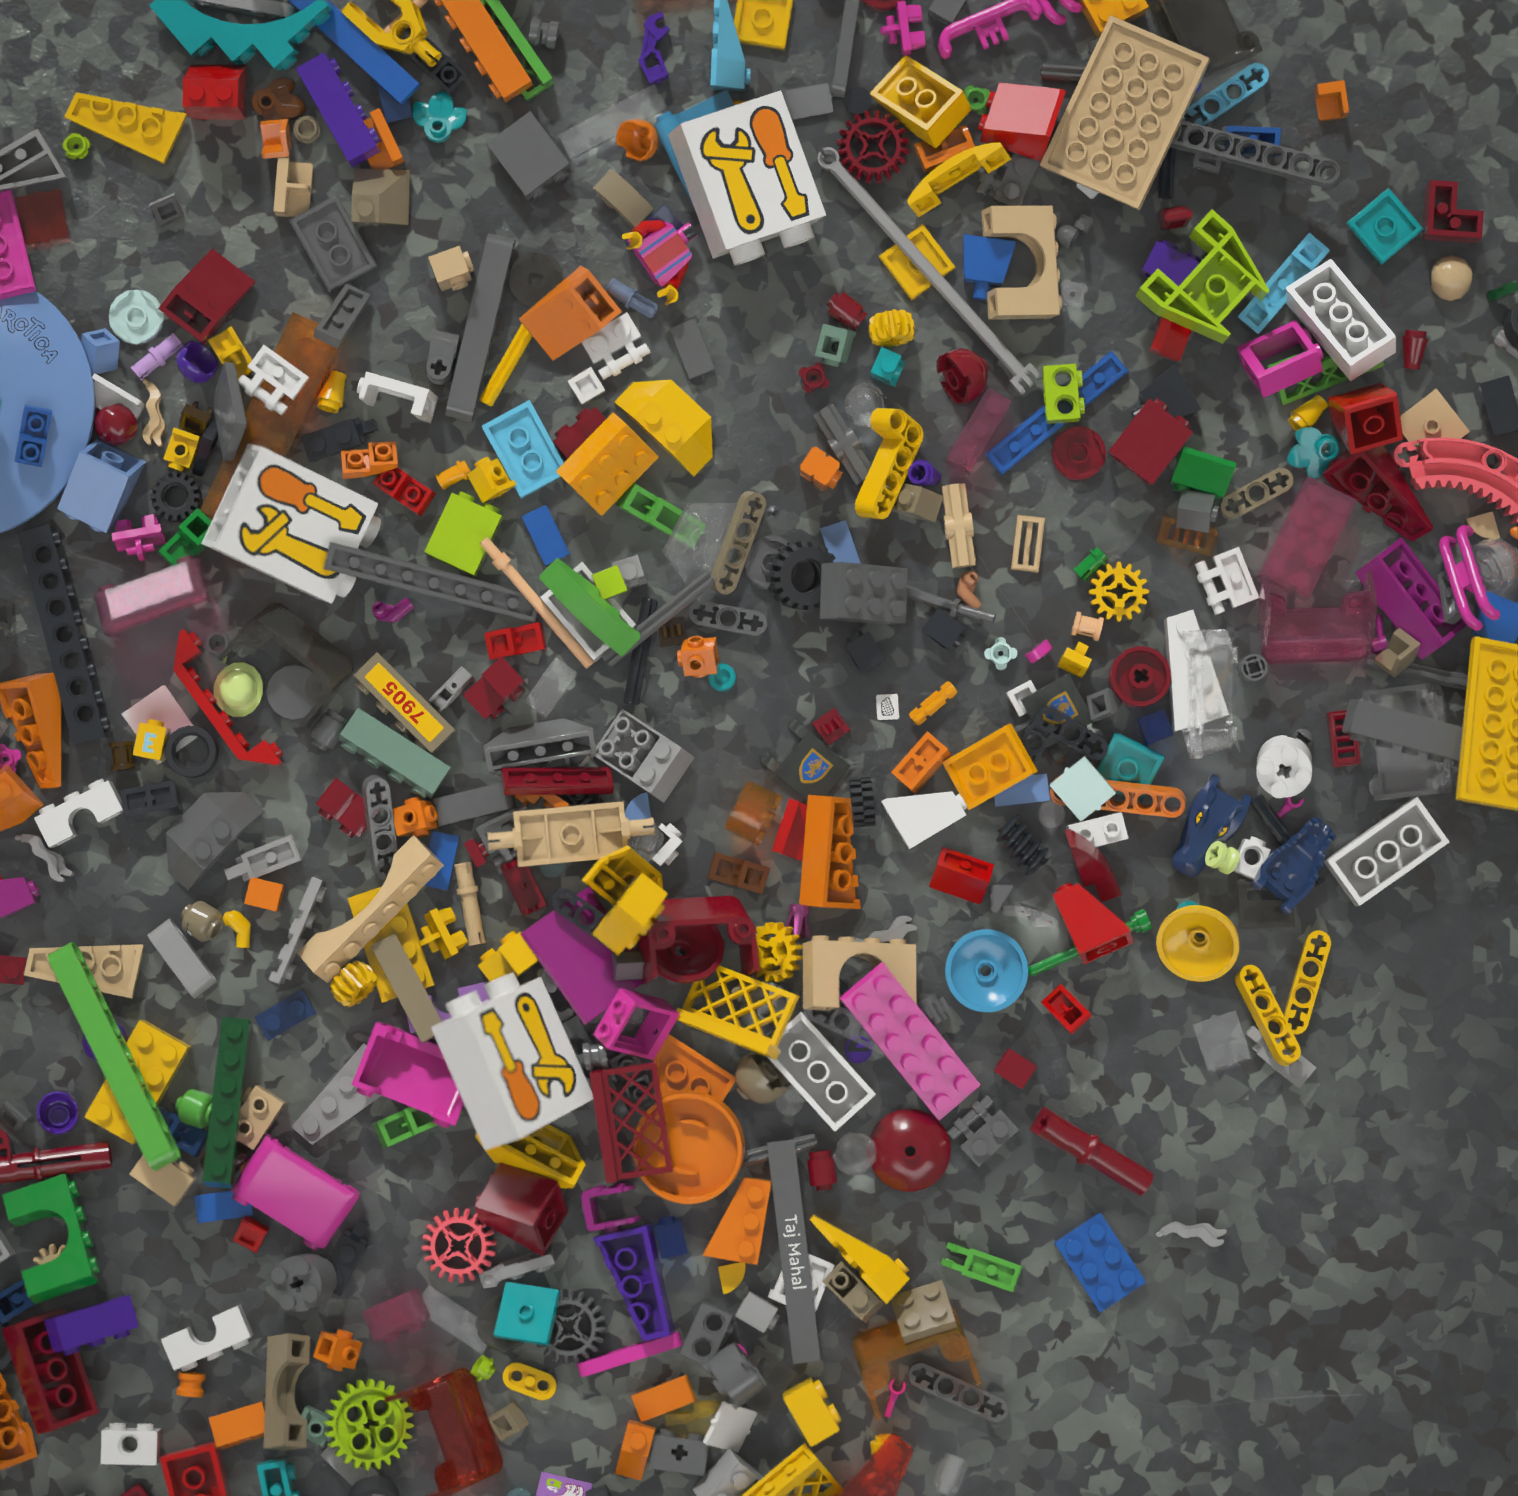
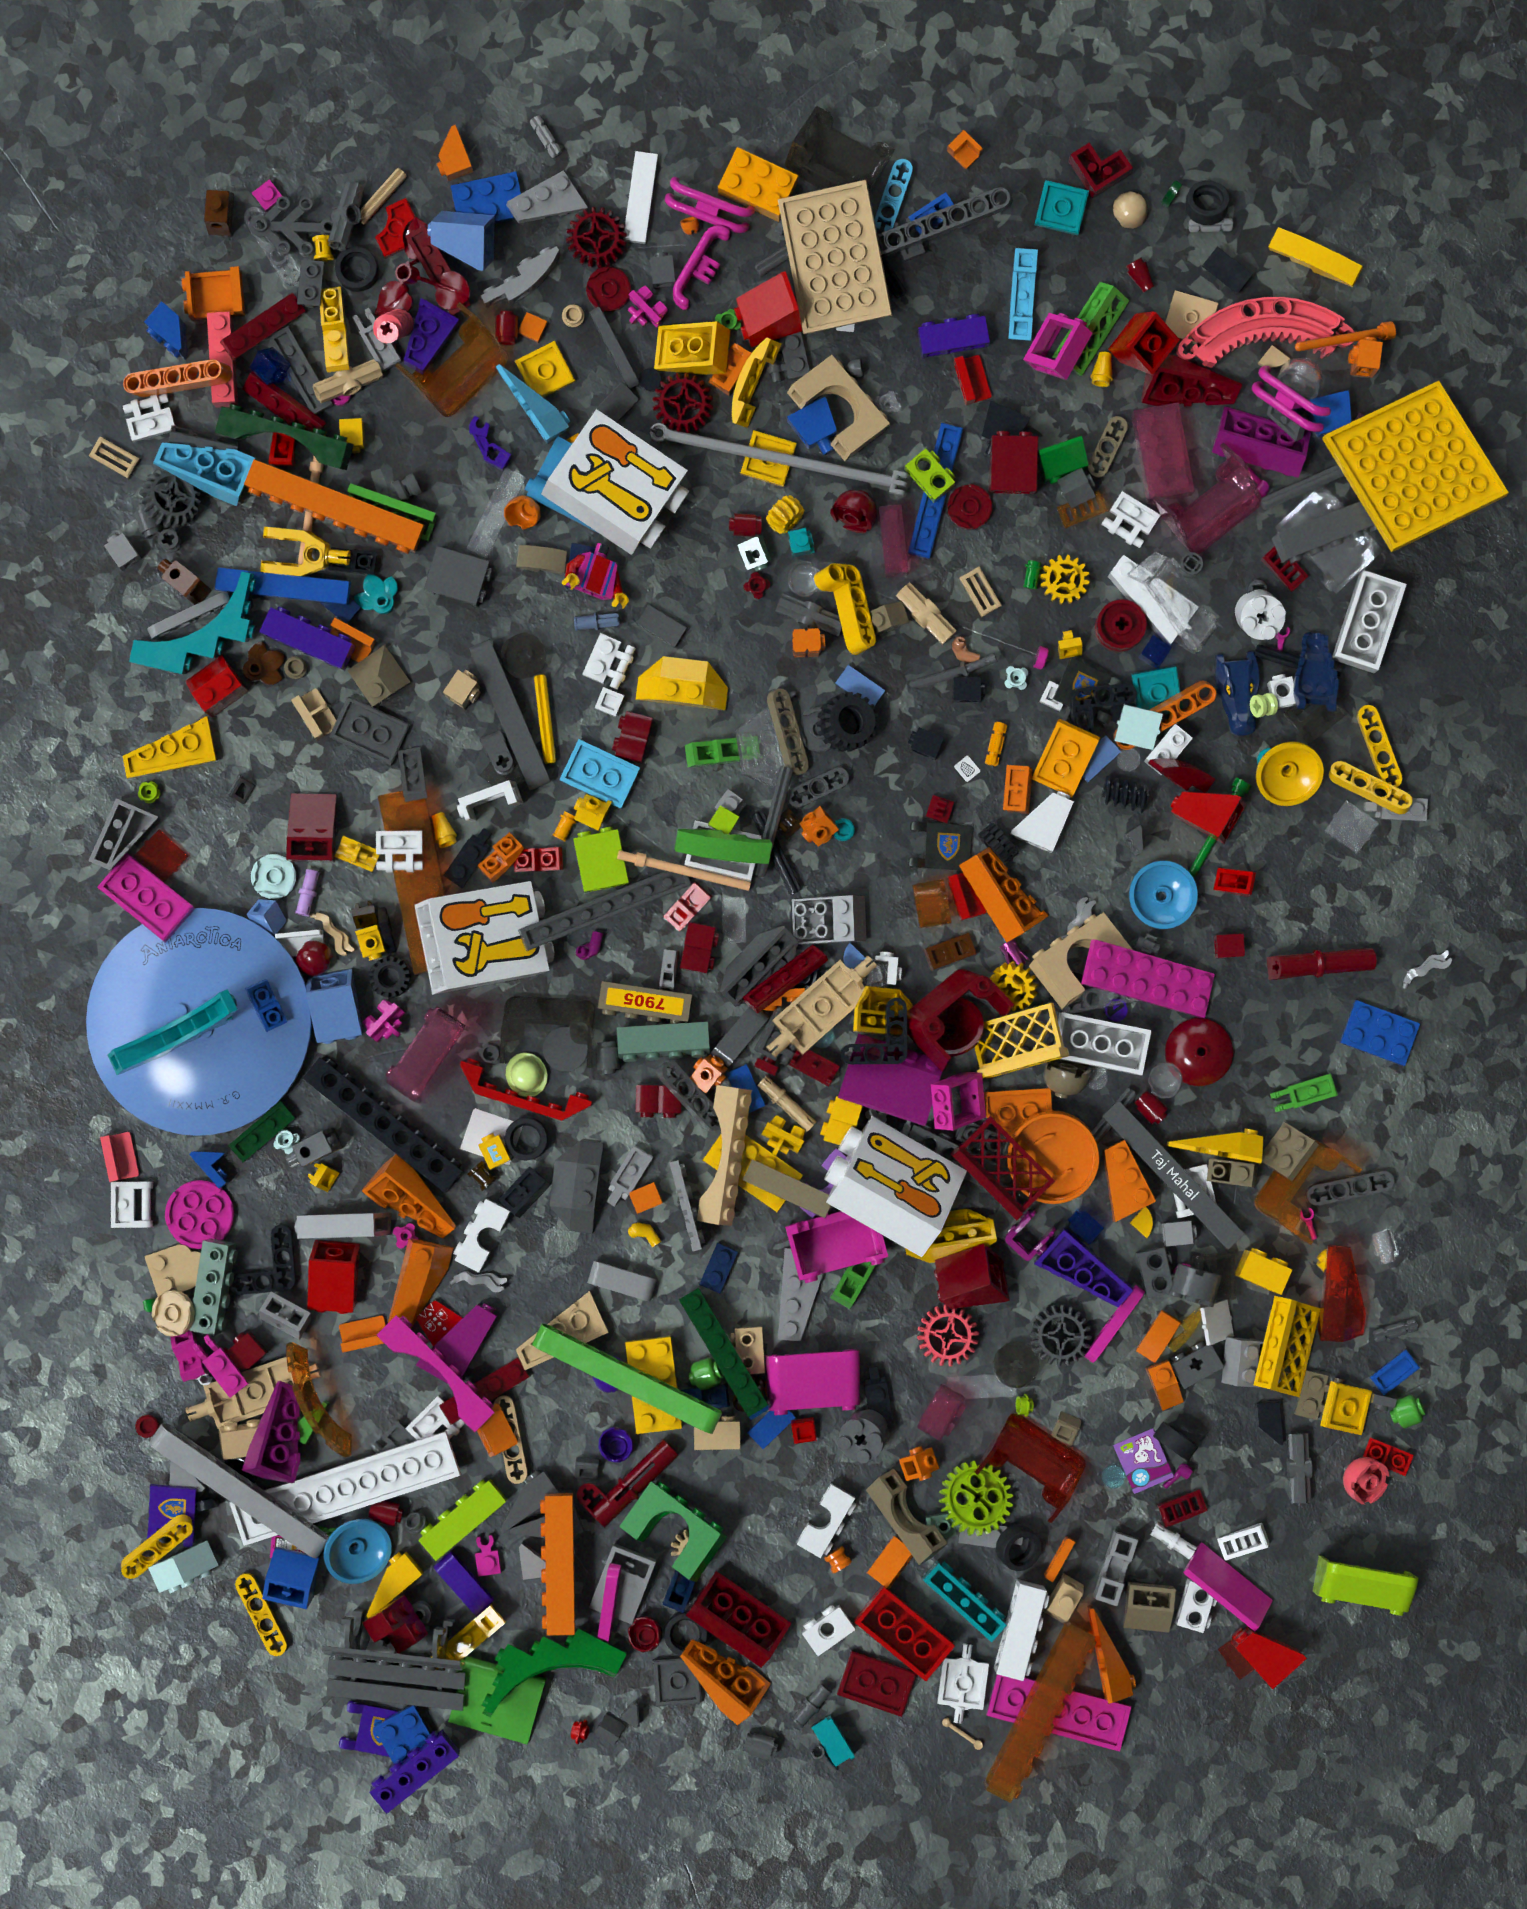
camera: 35 degrees left, 0 degrees up
(91, 1325) = (743, 1568): dark purple brick -> none
(188, 538) = (419, 999): green brick -> none
(196, 362) = (337, 877): dark purple hair -> none
(201, 921) = (617, 1246): dark tan head -> none
(229, 411) = (385, 893): dark grey tile -> none
(276, 138) = (279, 689): orange panel -> none
(353, 983) = (749, 1213): yellow gear -> none
(516, 1267) = (996, 1322): light grey hinge -> none
(527, 1313) = (1027, 1346): teal plate -> none
(529, 1383) = (1061, 1391): yellow plate -> none
(545, 535) = (655, 821): blue tile -> none
(570, 313) = (563, 661): orange slope -> none
(595, 1055) = (946, 1142): dark grey wheel -> none
(607, 464) = (663, 743): light orange brick -> none
(627, 965) = (924, 1066): dark grey slope -> none
(631, 915) = (903, 1029): yellow brick -> none
(863, 593) = (897, 704): dark grey brick -> none
(923, 474) = (877, 596): dark purple cone -> none
(961, 875) = (1099, 844): red panel -> none
(988, 1137) = (1245, 1003): dark grey plate -> none
(1036, 917) = (1169, 836): clear slope -> none
(1084, 223) = (860, 351): dark grey hand -> none
(1087, 626) = (1060, 617): light nougat bush -> none
(1103, 704) = (1109, 661): dark grey slope -> none
(1174, 217) = (918, 303): dark red slope -> none
(1211, 287) = (978, 331): lime wedge -> none
(1309, 452) = (1122, 394): teal plate -> none
(1340, 320) = (1079, 290): white brick -> none
(1398, 654) = (1280, 484): dark tan panel -> none

